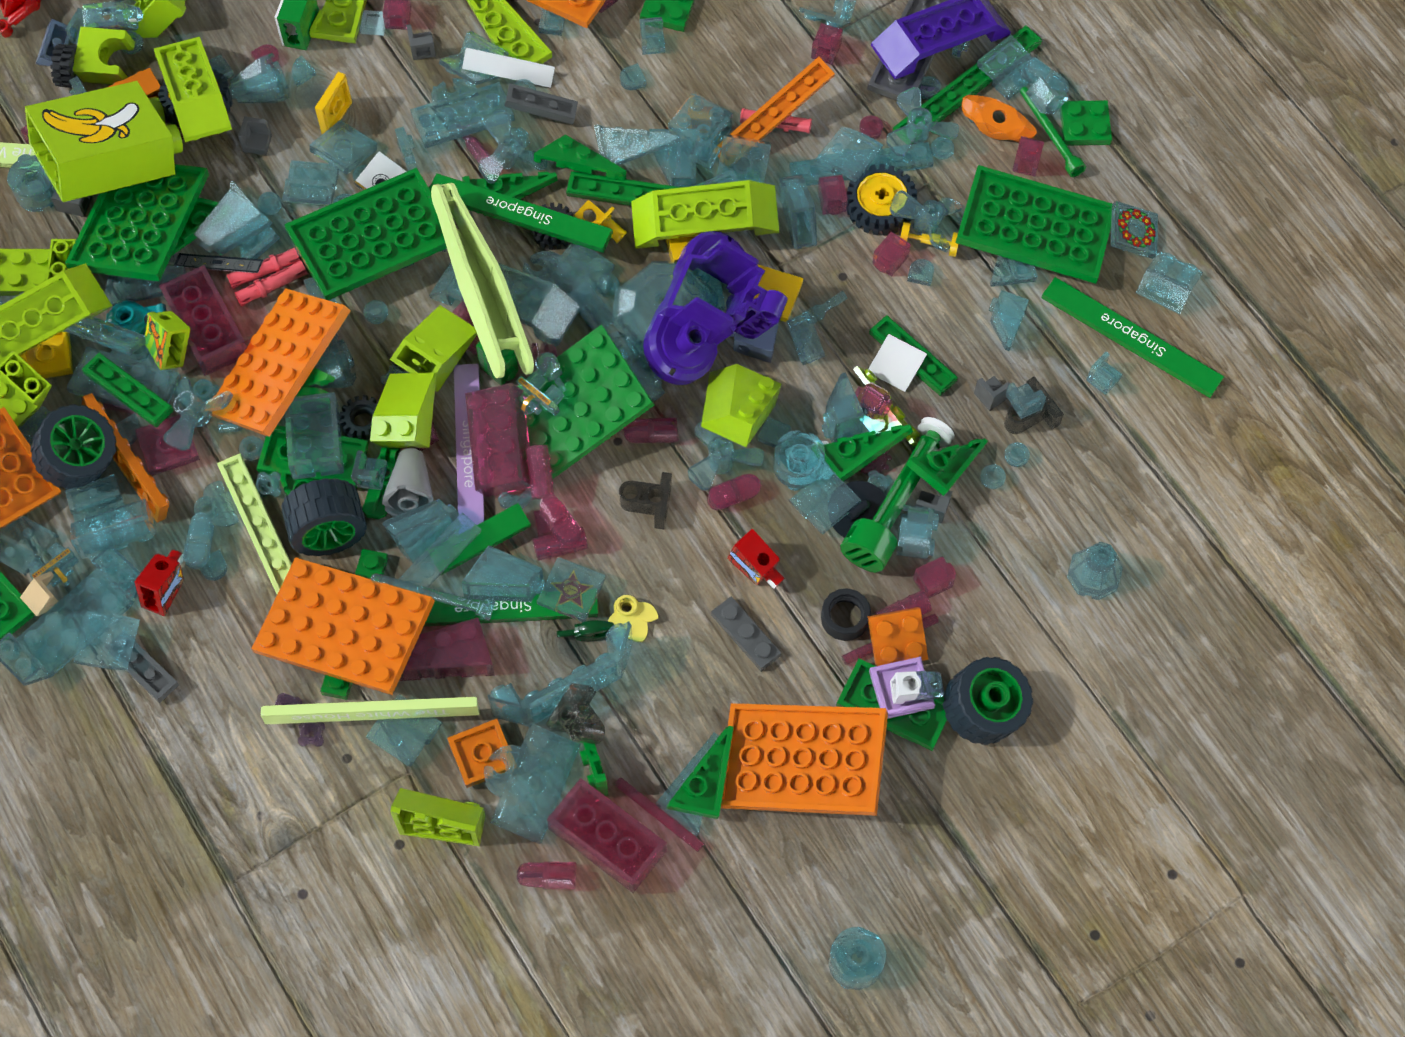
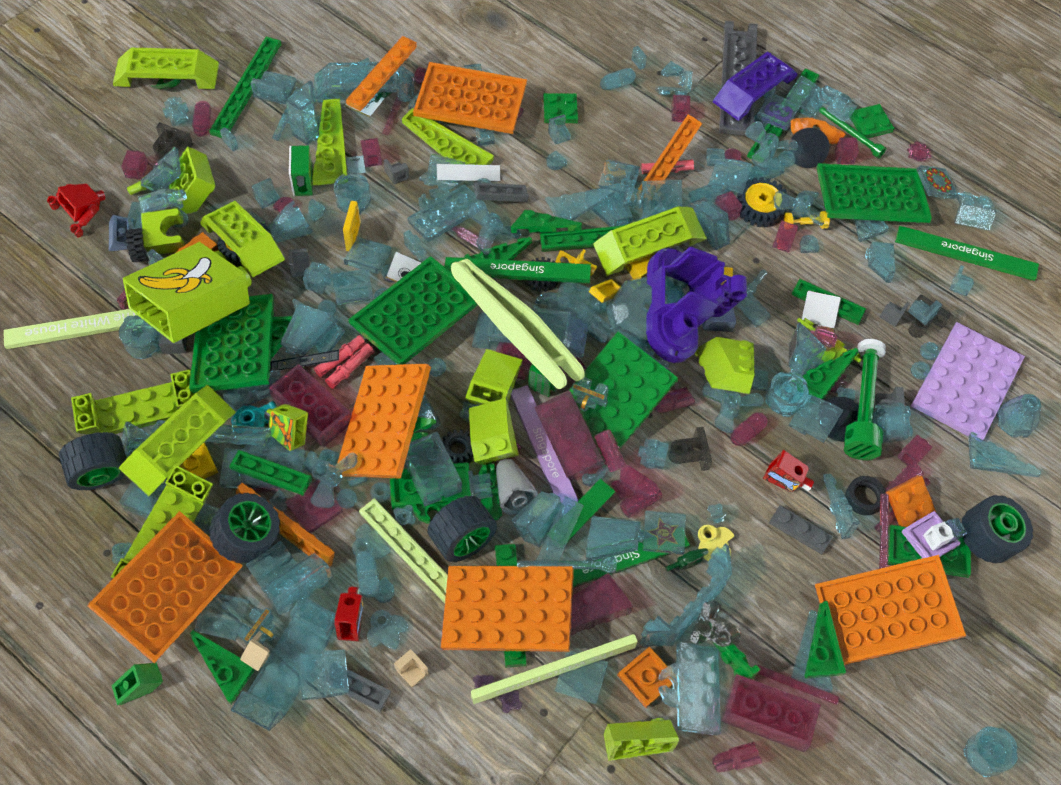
camera: 20 degrees left, 5 degrees down
(199, 615) = (388, 632): none -> clear light blue plate
(209, 445) = (346, 498): none -> clear light blue plate
(210, 663) = (411, 668): none -> tan panel
(246, 34) = (265, 193): none -> clear light blue panel
(269, 160) = (317, 277): none -> clear light blue brick
(352, 57) = (352, 188): none -> clear light blue brick
(548, 366) = (593, 372): clear light blue piece -> none
(597, 490) = (653, 454): none -> clear light blue brick
(621, 267) = (605, 290): none -> yellow tile
(647, 589) = (716, 513): none -> clear light blue plate
(803, 620) = (840, 508): none -> clear light blue wing
(846, 119) = (713, 154): none -> clear light blue plate
(846, 662) = (884, 515): none -> clear pink bar
(944, 467) = (891, 370): green wing -> none
(958, 77) = (778, 111): none -> clear light blue tile
(978, 140) = (812, 147): none -> black shield
(1031, 611) = (992, 458): none -> clear light blue wing
(1051, 507) = (968, 381): none -> lavender plate
(1132, 181) = (918, 152): none -> clear pink piece

